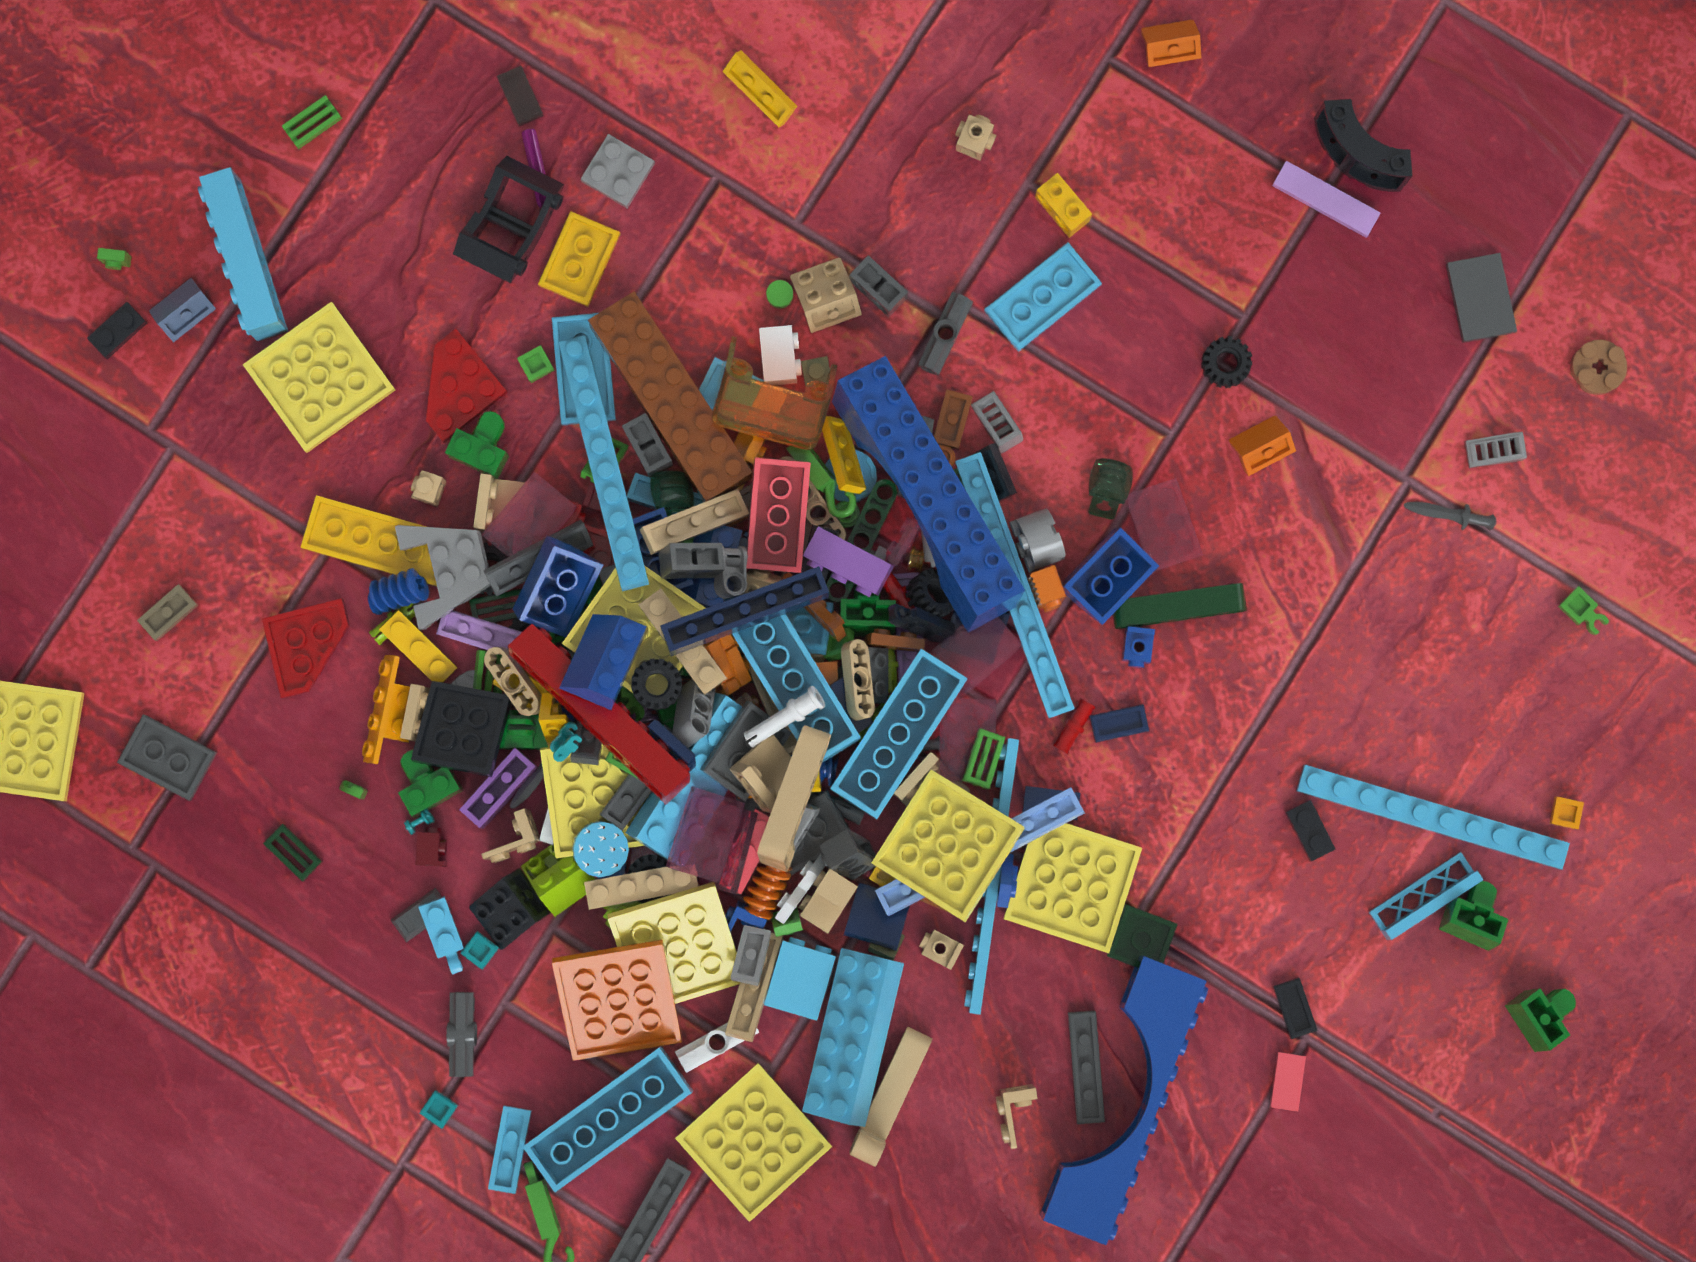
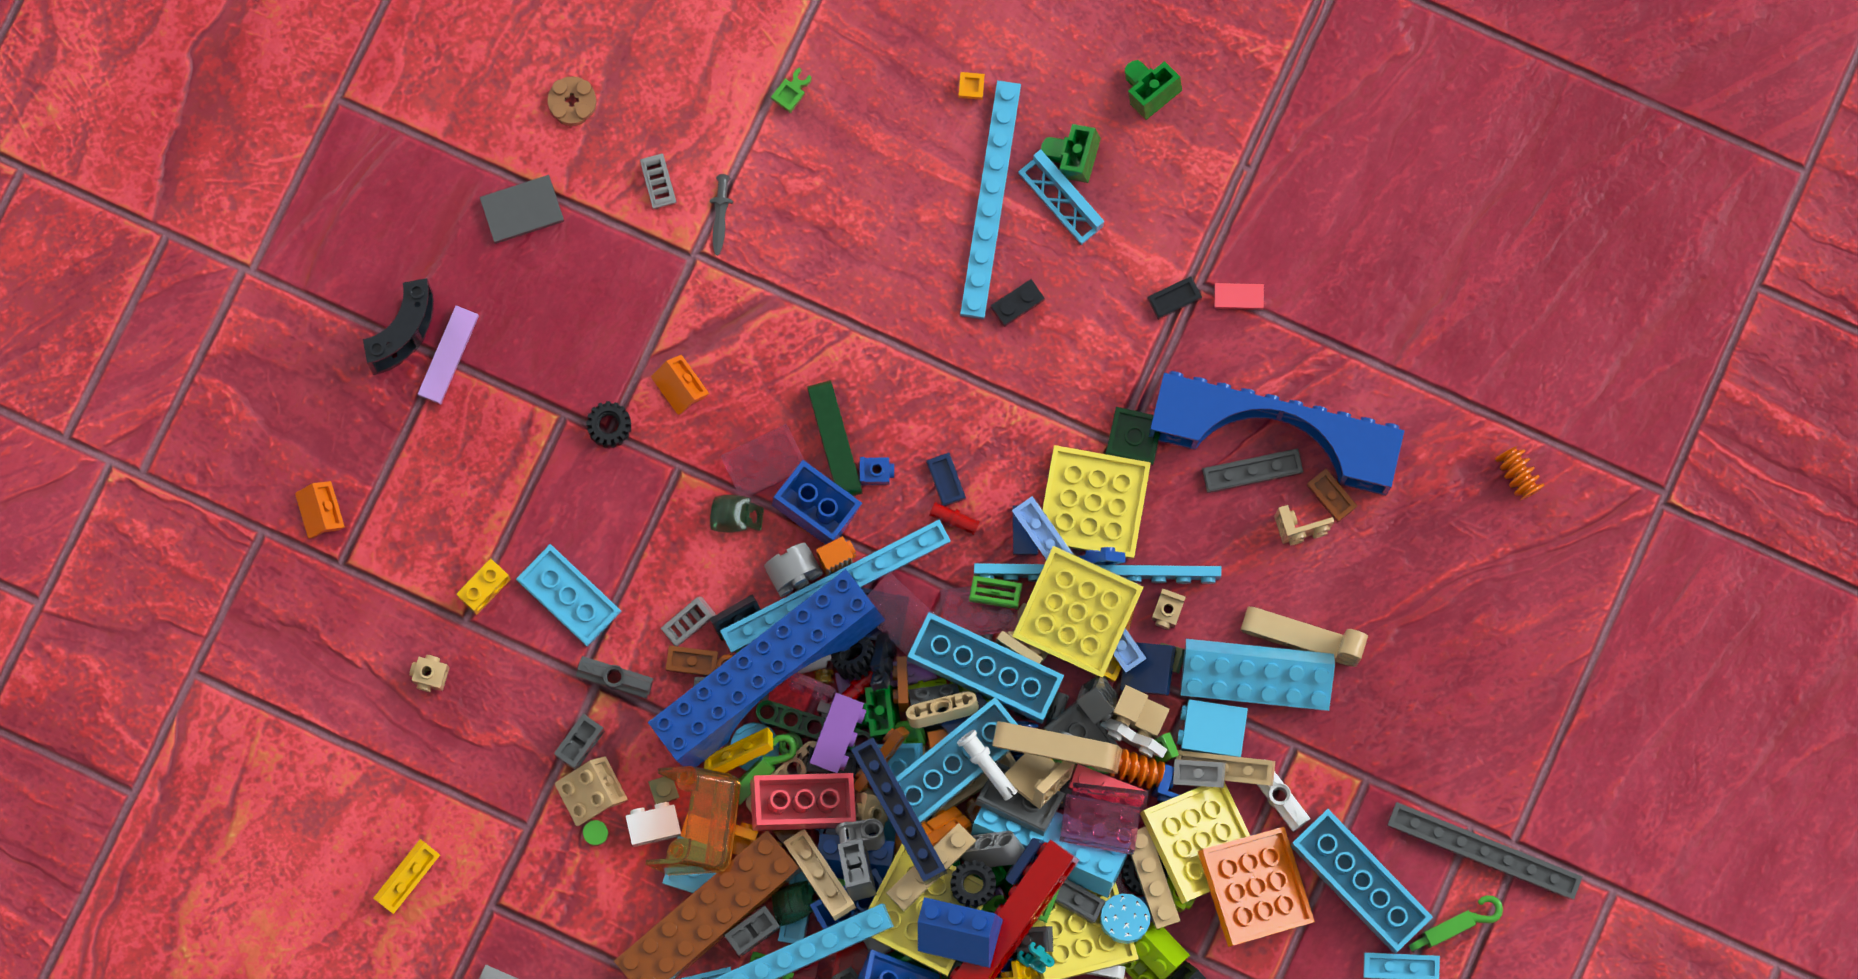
camera: 100 degrees left, 5 degrees down
(753, 1142) = (1361, 751): light yellow plate -> none
(1046, 1152) = (1331, 495): none -> dark orange plate

